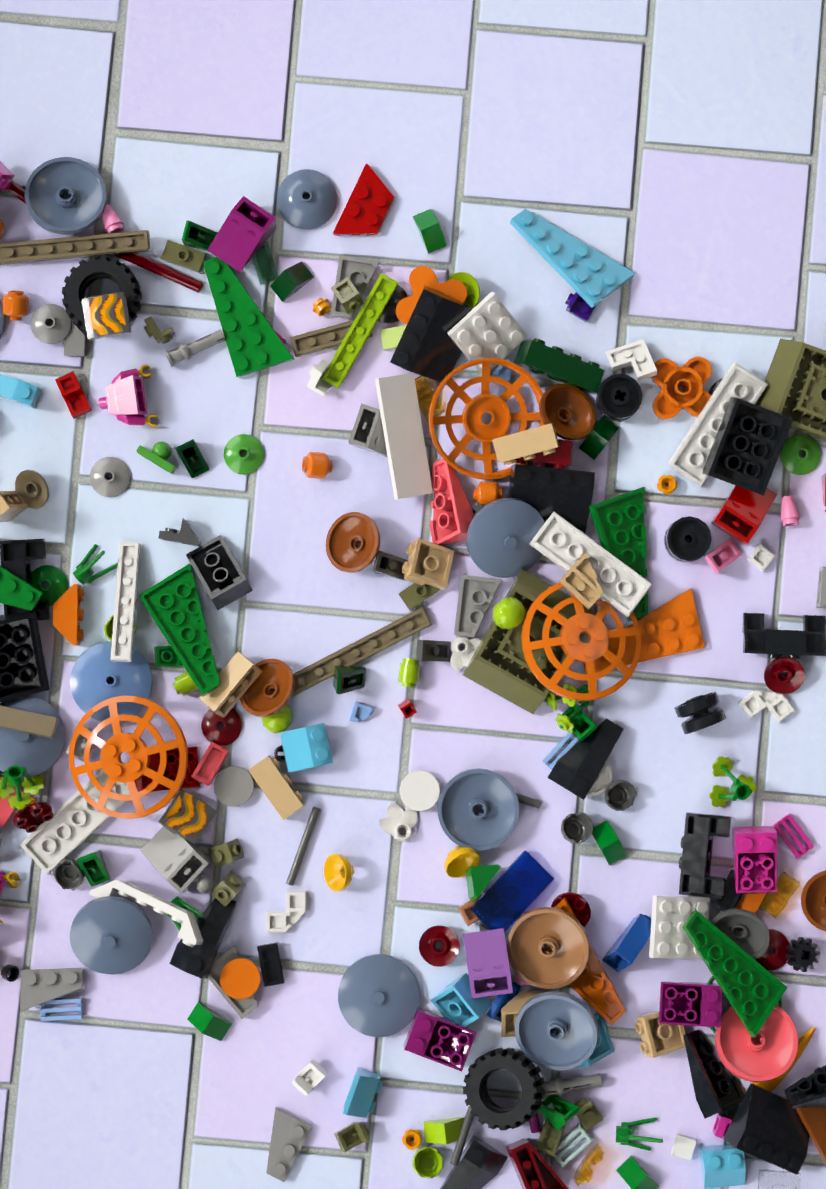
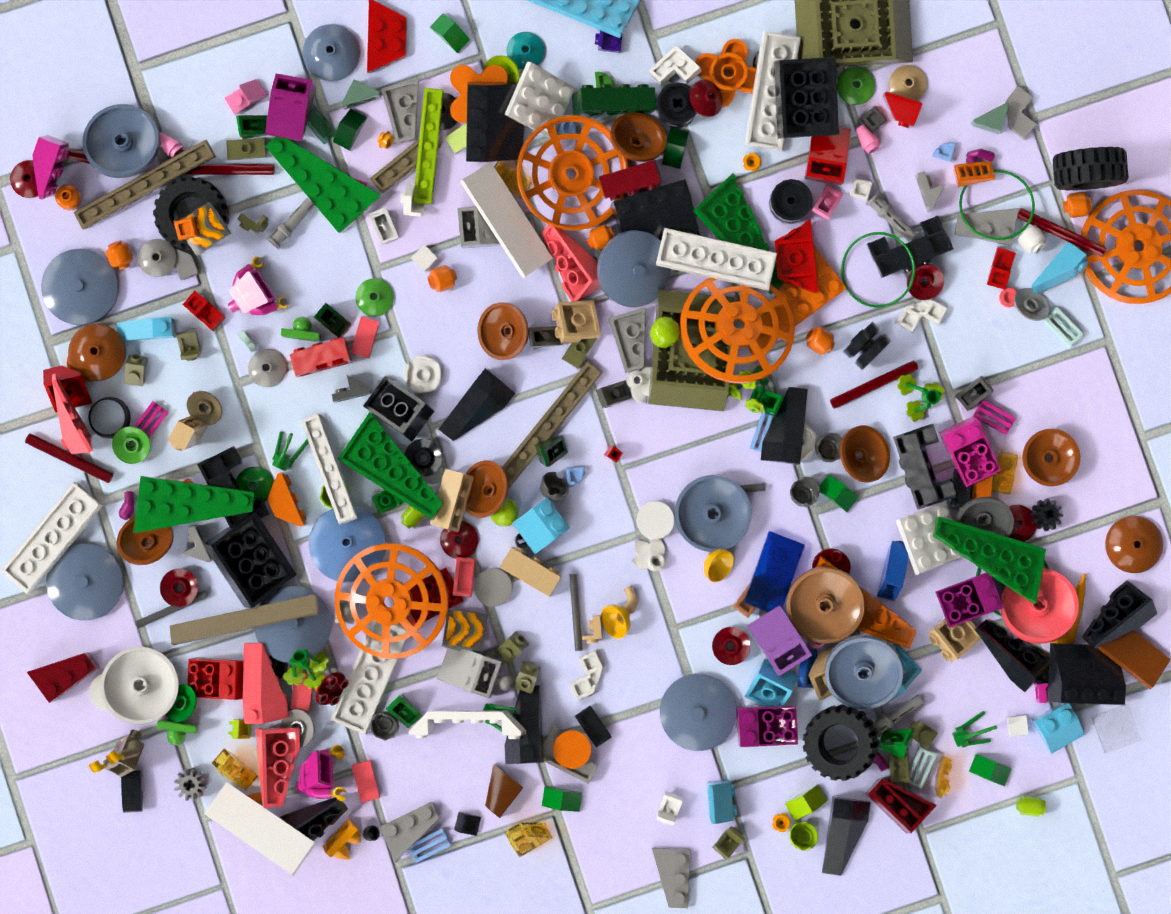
camera: 20 degrees left, 0 degrees up
(27, 919) = (365, 781): none -> coral tile
(43, 421) = (188, 345): none -> olive bracket
(89, 308) = (186, 228): none -> orange tile
(101, 441) = (246, 340): none -> light aqua tile
(107, 1004) = (467, 823): none -> black slope
(111, 935) = (444, 761): sand blue dish -> none
(154, 988) = (501, 791): none -> reddish brown slope
(160, 1044) = (527, 836): none -> clear yellow slope
(165, 489) = (320, 357): none -> wedge
(205, 205) = (245, 96): none -> bright pink slope
(217, 489) = (365, 337): none -> coral tile
(230, 623) = (428, 448): none -> black dish
(257, 550) = (422, 374): none -> white tile
(282, 389) = (383, 225): none -> white slope
(299, 602) = (478, 404): none -> black wedge
(308, 437) = (424, 258): none -> white tile
(315, 251) = (359, 94): none -> sand green slope
(315, 867) = (595, 626): none -> tan bracket
(335, 715) = (554, 487): none -> dark grey hair
(347, 295) = (404, 119): olive bracket -> none
(363, 858) = (632, 601): none -> tan arm
(409, 672) = (601, 422): lime brick -> none
(462, 1137) = (823, 801): dark grey bar -> none
(478, 878) = (739, 572): green slope -> none
(506, 278) = (528, 39): none -> teal dish
(526, 444) = (615, 180): tan brick -> none
(557, 340) = (603, 79): none -> bright green tile
(582, 582) = (716, 277): tan wing -> none
(649, 403) = (705, 98): none -> dark red dish
(656, 687) = (820, 340): none -> orange head
(659, 817) = (871, 450): none -> dark orange dish
(669, 597) = (797, 258): none -> red wing
(690, 752) = (873, 384): none -> dark red axle
(781, 643) = (913, 269): none -> green piece
(784, 804) = (974, 392): none -> dark grey slope
(788, 620) = (908, 233): none -> light grey pin
(803, 494) = (873, 119): none -> dark grey tile

